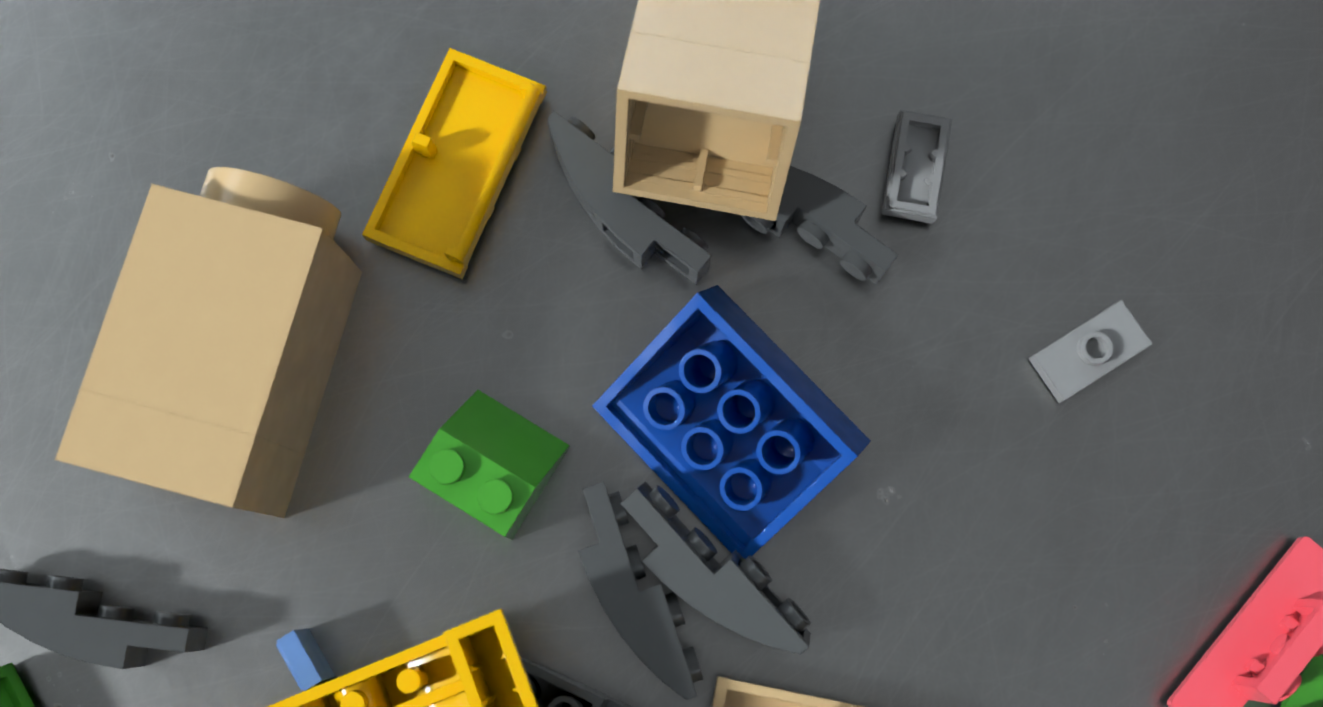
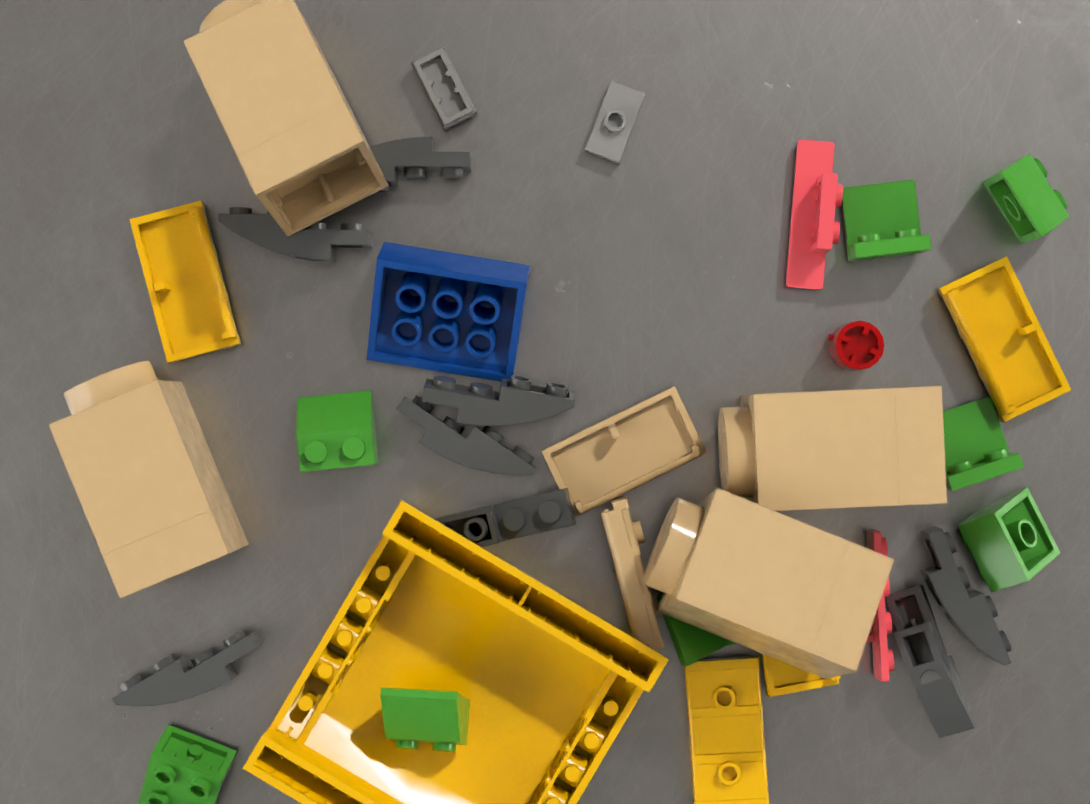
camera: 35 degrees left, 10 degrees up
(305, 659) = (319, 605): medium blue tile -> none

